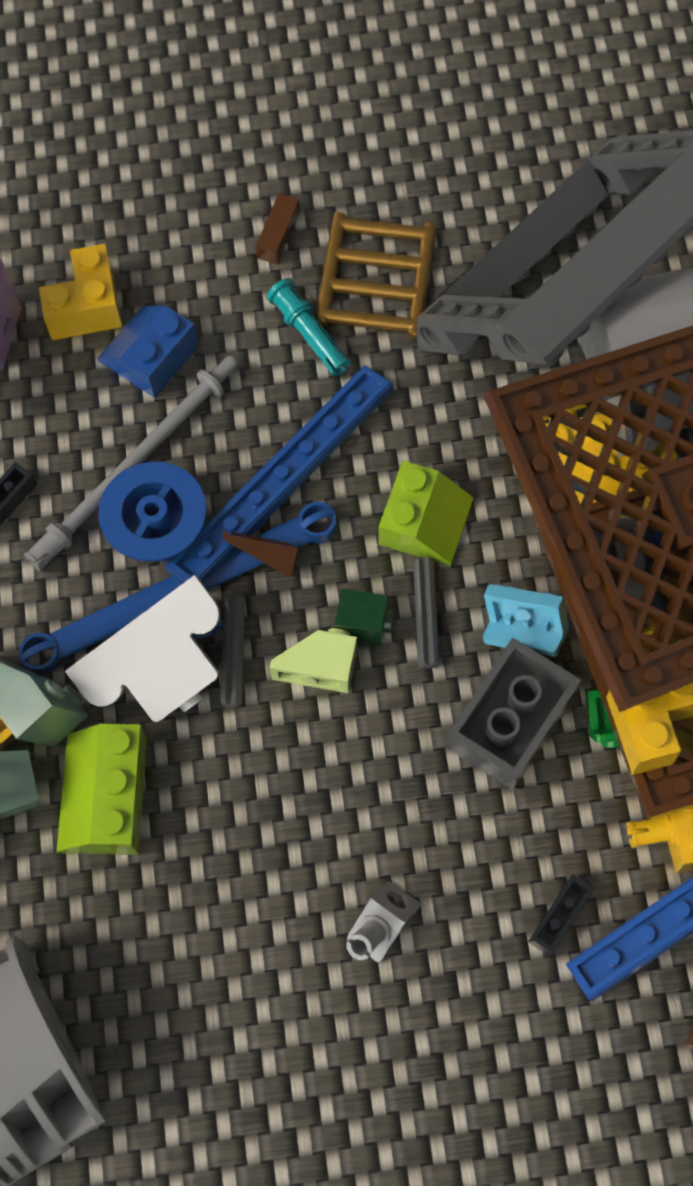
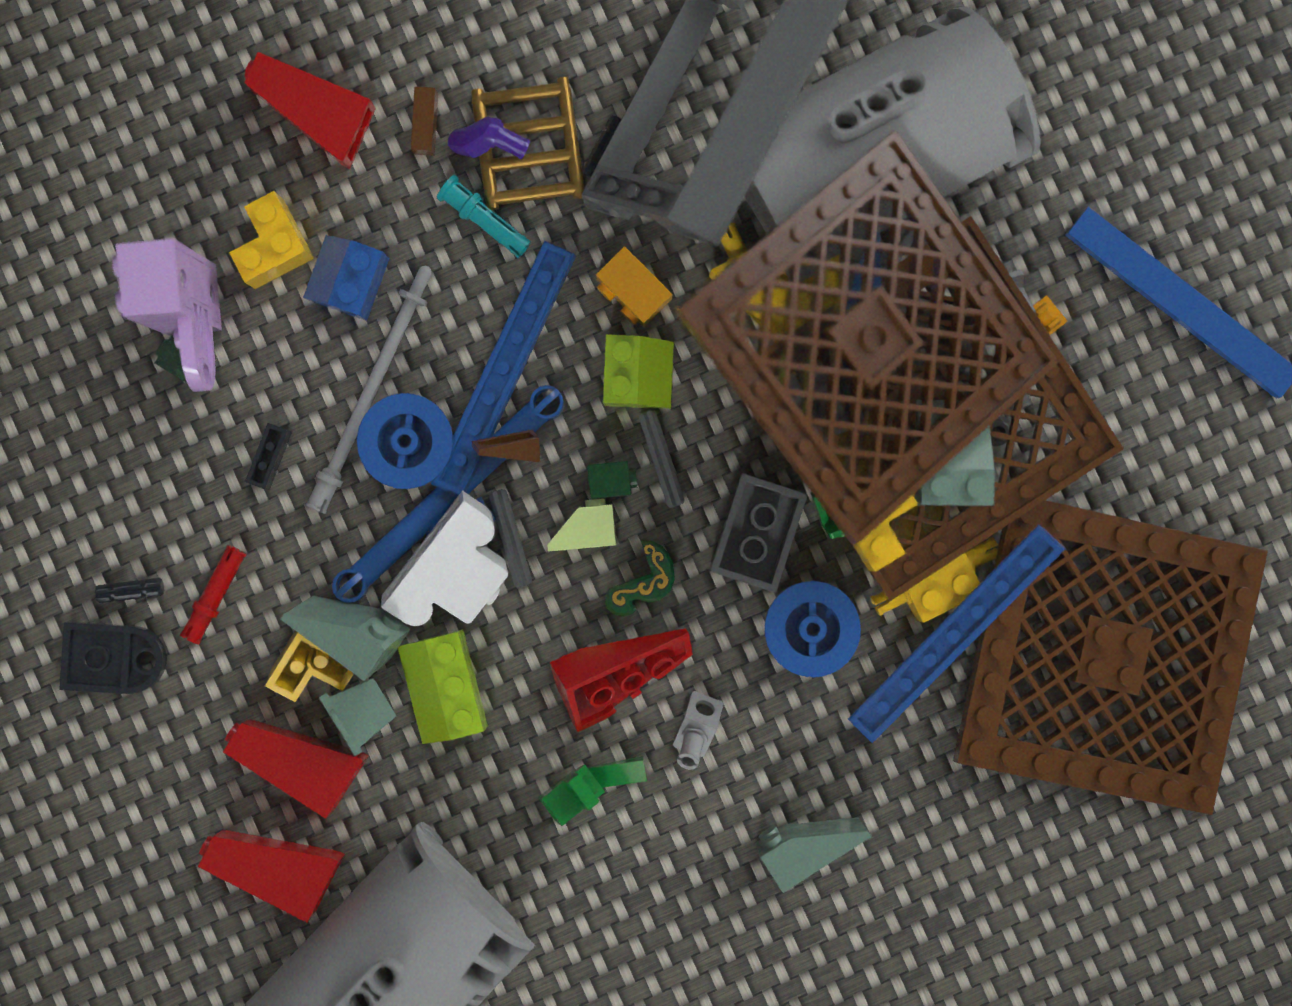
camera: 15 degrees left, 20 degrees up
(174, 189) = (319, 109): none -> red slope
(208, 956) = (572, 795): none -> green brick
(268, 950) = (620, 772): none -> green piece
(299, 829) = (606, 674): none -> red wedge
(336, 247) = (486, 134): none -> dark purple arm
(368, 742) = (647, 587): none -> dark green animal
(445, 430) = (633, 288): none -> light orange brick
(469, 1099) = (804, 848): none -> sand green slope
(527, 616) = (745, 451): medium azure bracket -> none
(549, 835) = (812, 629): none -> blue piece
(561, 915) = (833, 689): black piece -> none

